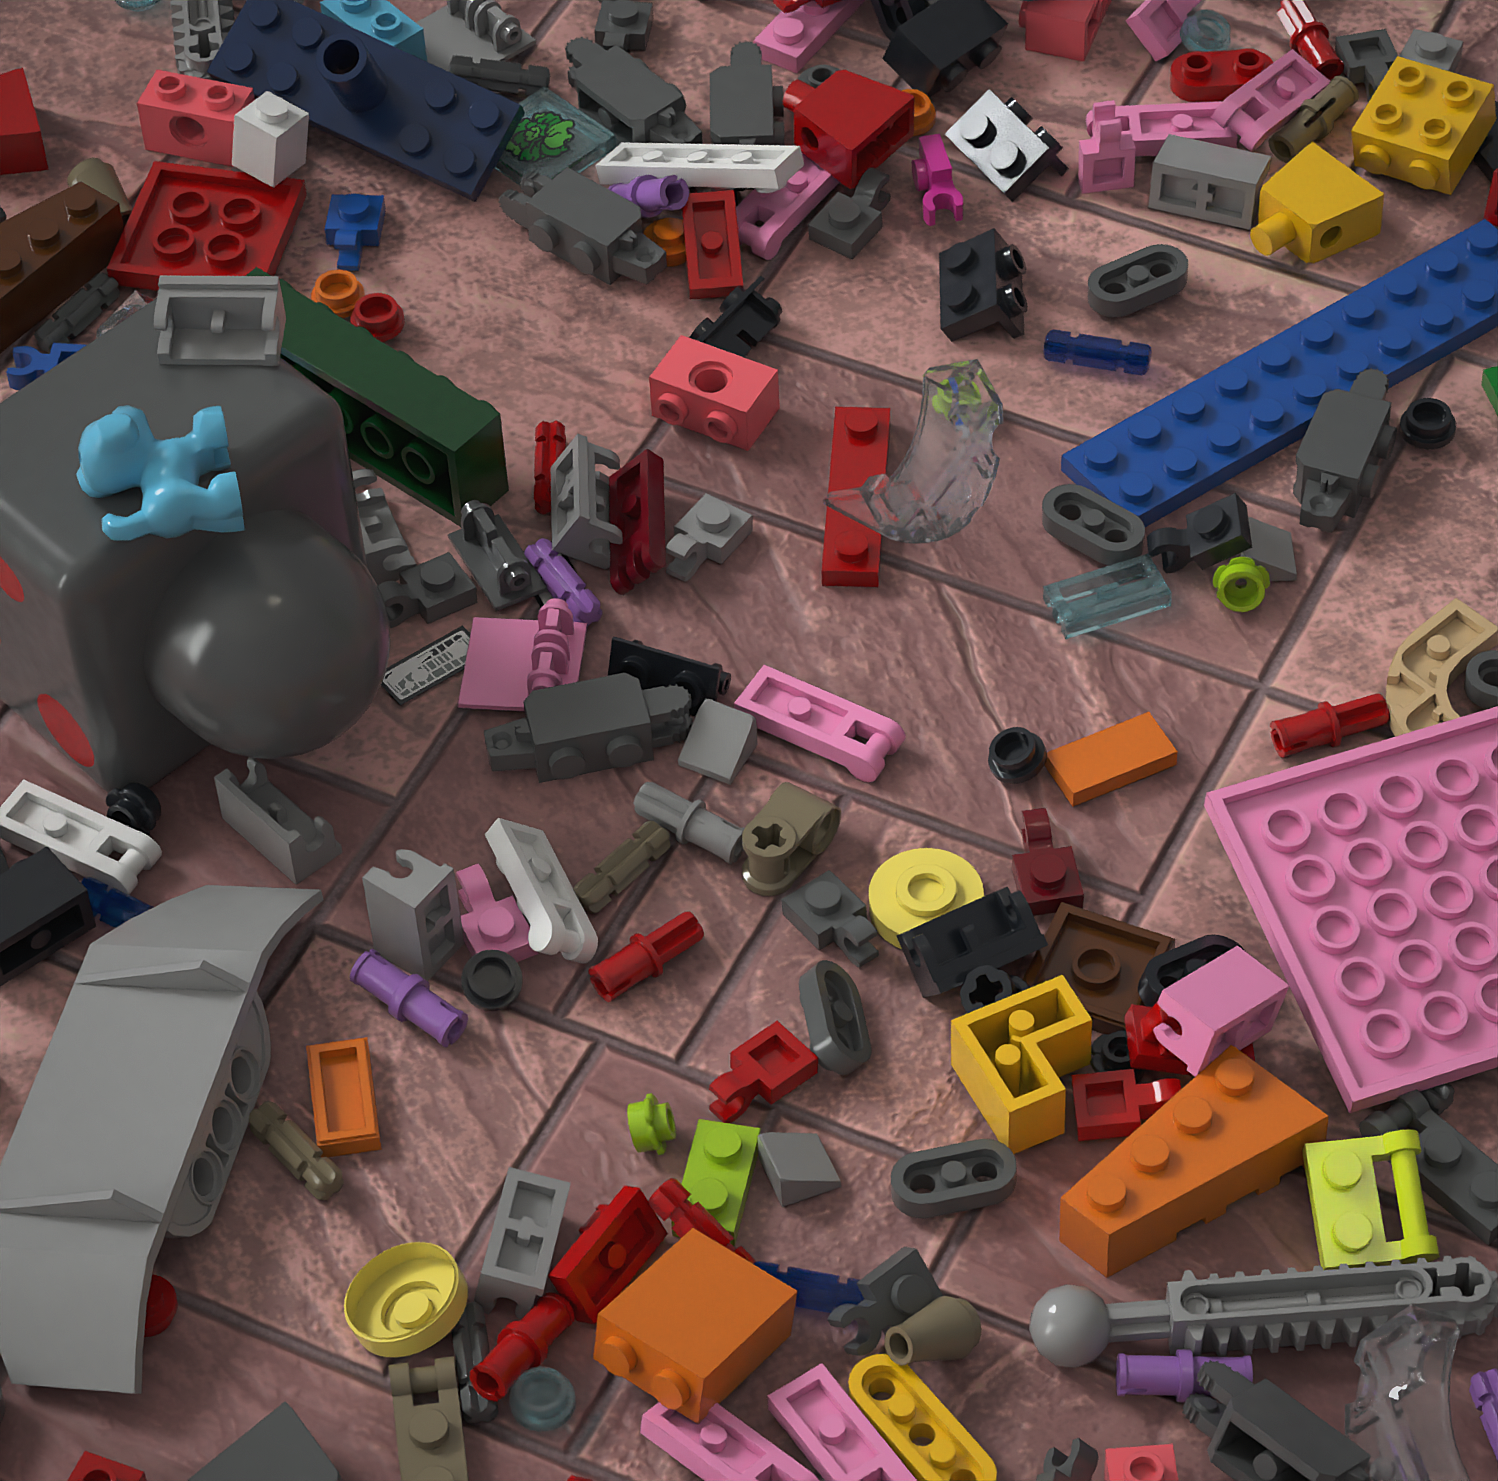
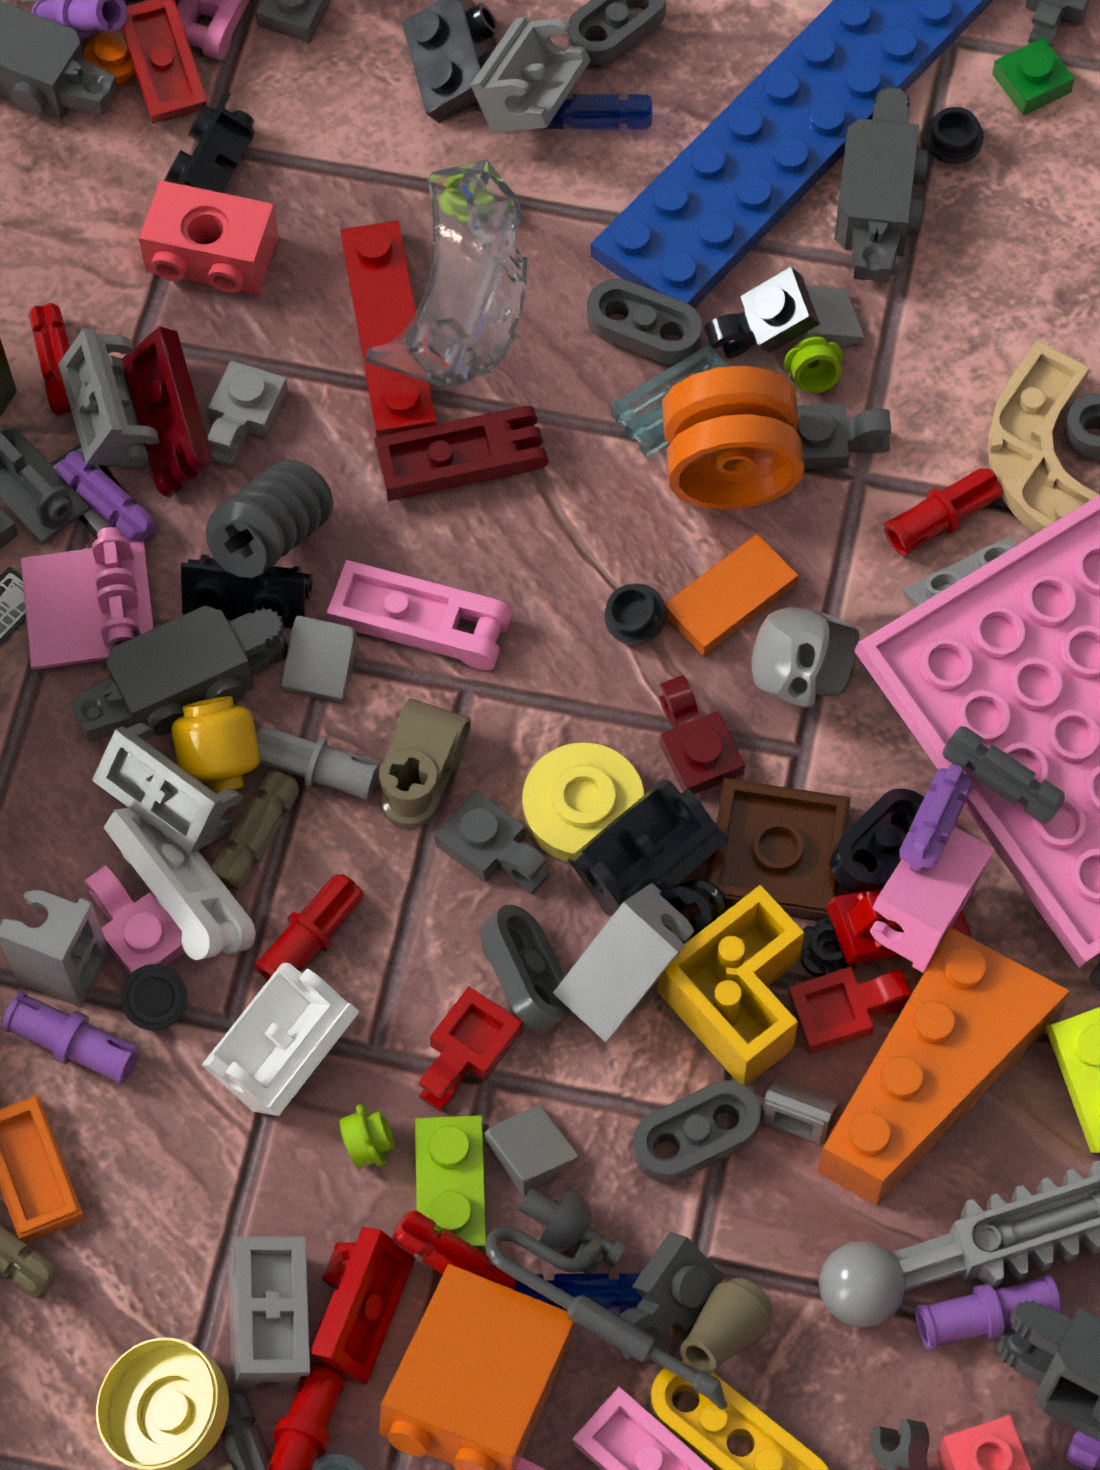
camera: 15 degrees left, 15 degrees up
(547, 812) = (163, 790): none -> light grey hinge
(593, 1028) = (280, 1039): none -> white hinge
(604, 786) = (216, 742): none -> yellow head
(701, 613) = (268, 518): none -> dark grey piece
(812, 1239) = (566, 1226): none -> dark grey piece
(894, 600) = (460, 452): none -> dark red hinge
(919, 1015) = (624, 961): none -> light grey hinge
(1038, 307) = (528, 76): none -> light grey hinge
(1044, 1178) = (799, 1110): none -> light grey slope
(1142, 622) = (732, 437): none -> orange wheel
(1160, 812) = (803, 655): none -> light grey helmet
(1236, 646) = (830, 436): none -> dark grey plate
(1237, 943) = (936, 818): none -> medium lavender axle
(1313, 924) = (1004, 774): none -> dark grey axle

